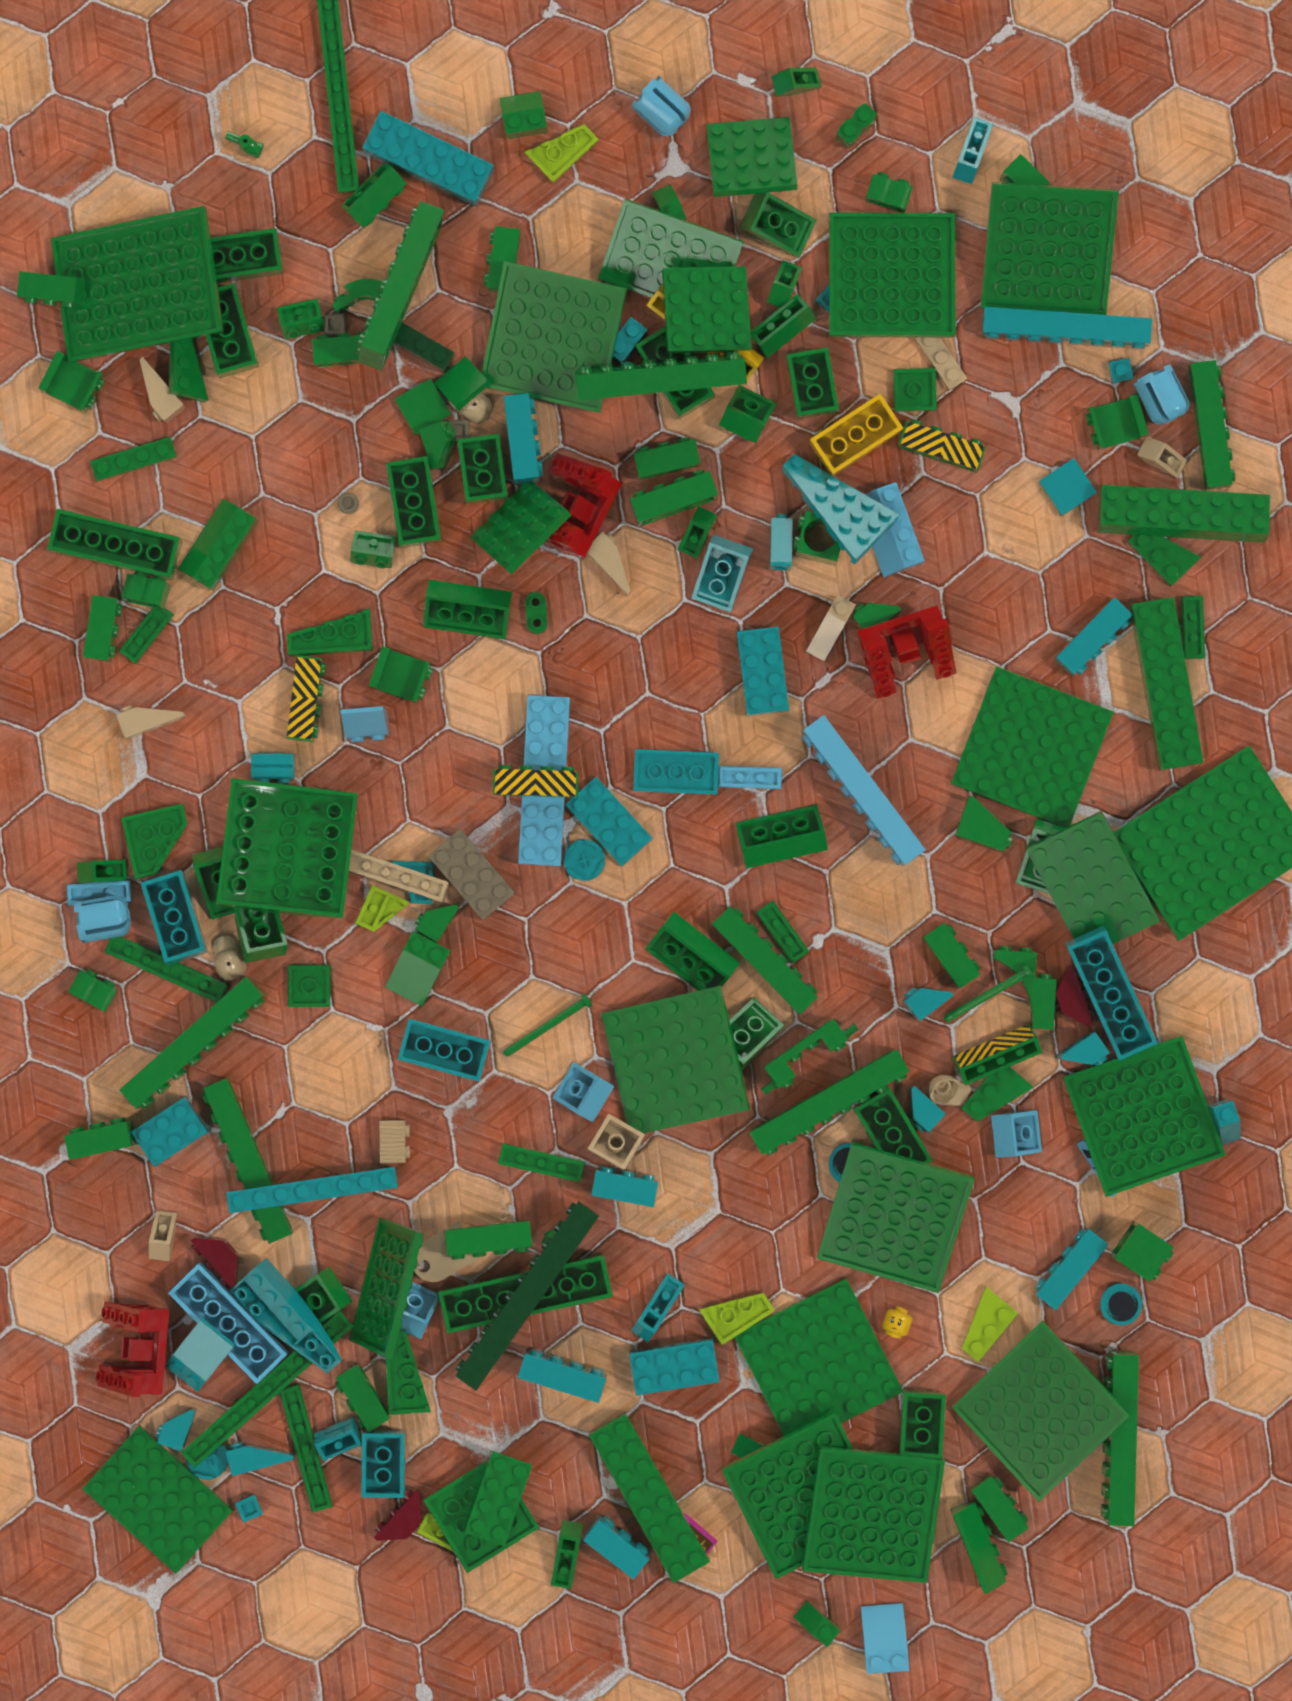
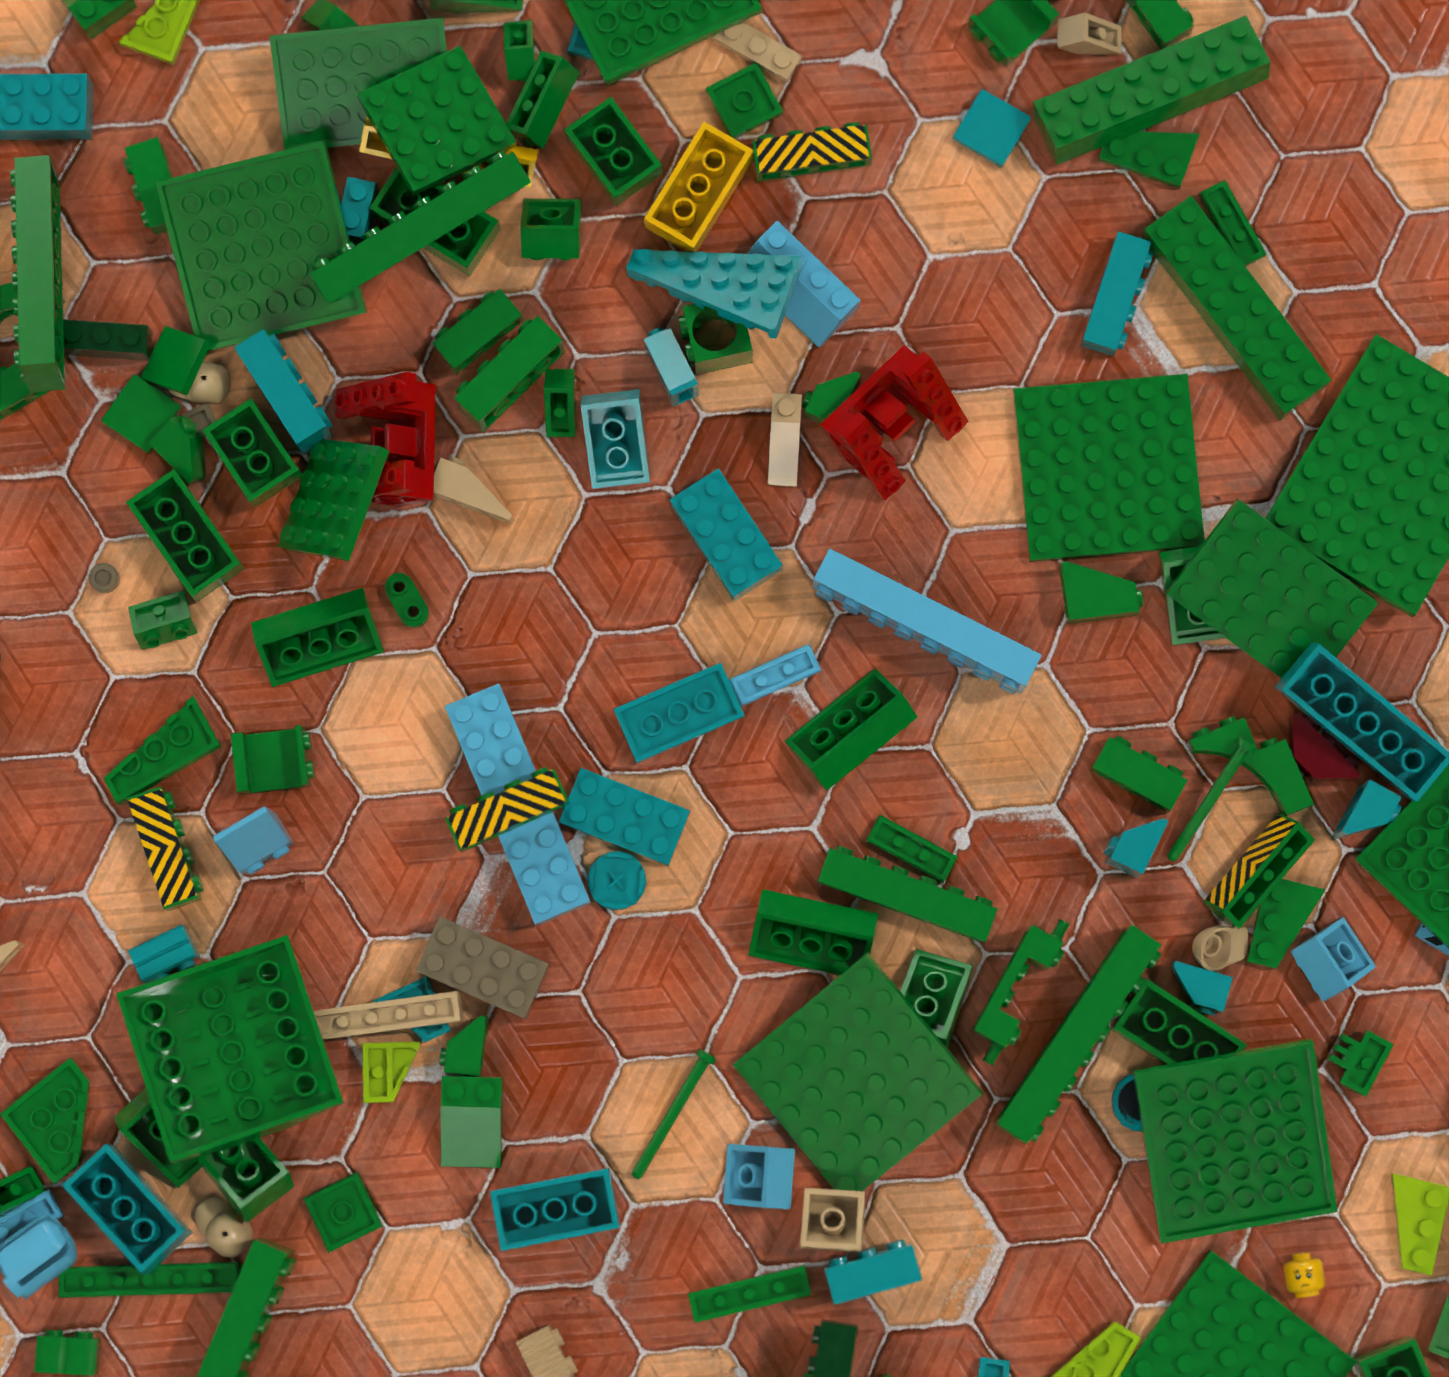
camera: 25 degrees left, 5 degrees down
(1001, 1206) = (1361, 1060): none -> green hinge

